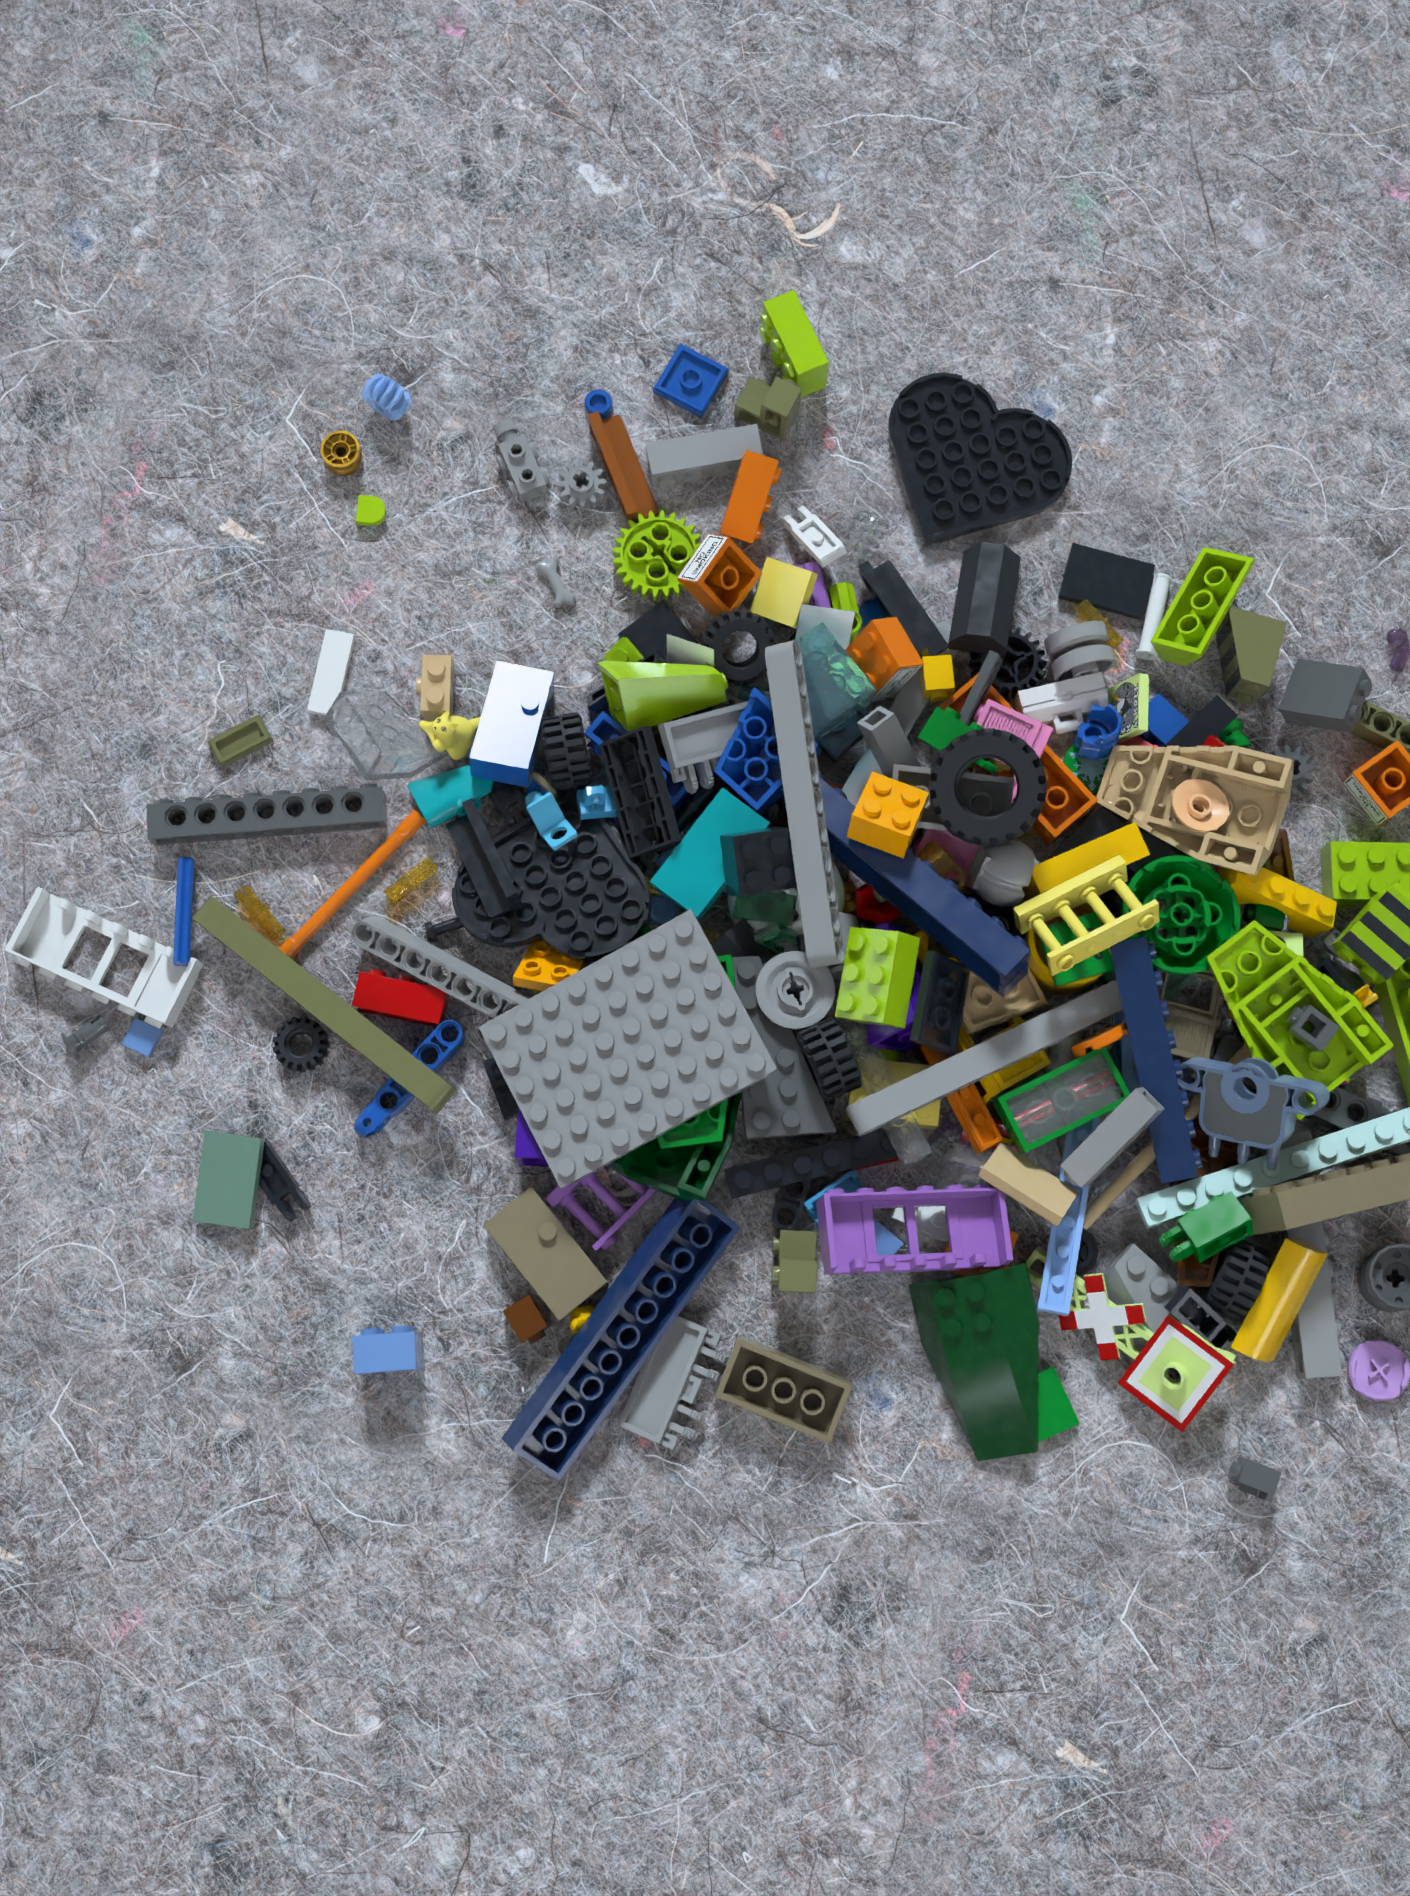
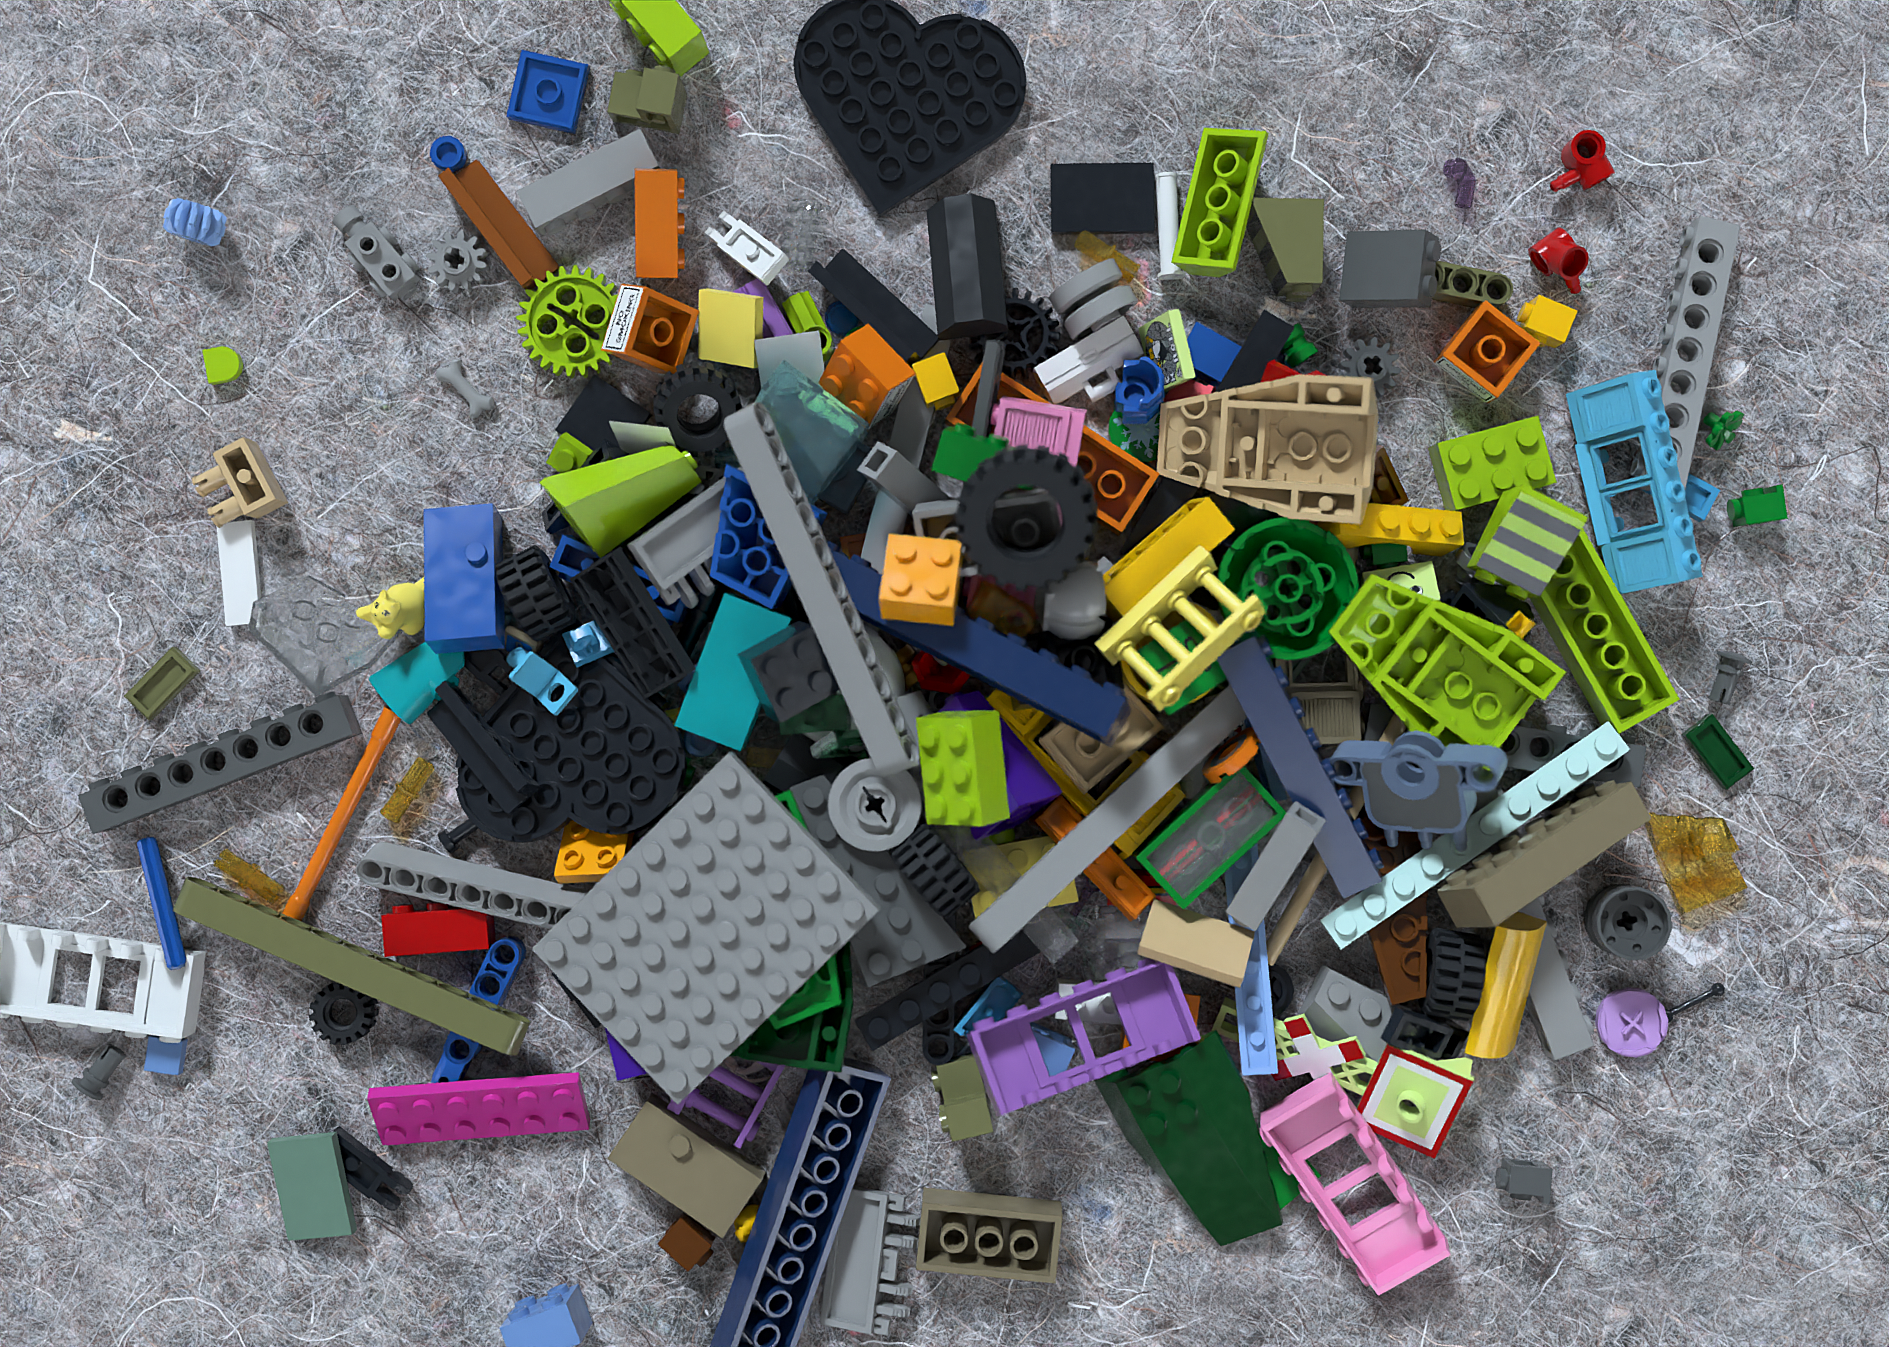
camera: 10 degrees left, 10 degrees up
(345, 442) = (152, 309): pearl gold wheel -> none
(366, 602) = (249, 478): none -> tan brick
(388, 1155) = (479, 1108): none -> dark pink plate
(436, 686) = (365, 557): tan brick -> none
(940, 1003) = (1042, 775): black tile -> none
(1123, 1496) = (1386, 1244): none -> bright pink window
(1206, 798) = (1283, 440): light nougat dish -> none
(1209, 1229) = (1408, 936): hinge -> none
(1322, 1027) = (1479, 680): dark grey brick -> none

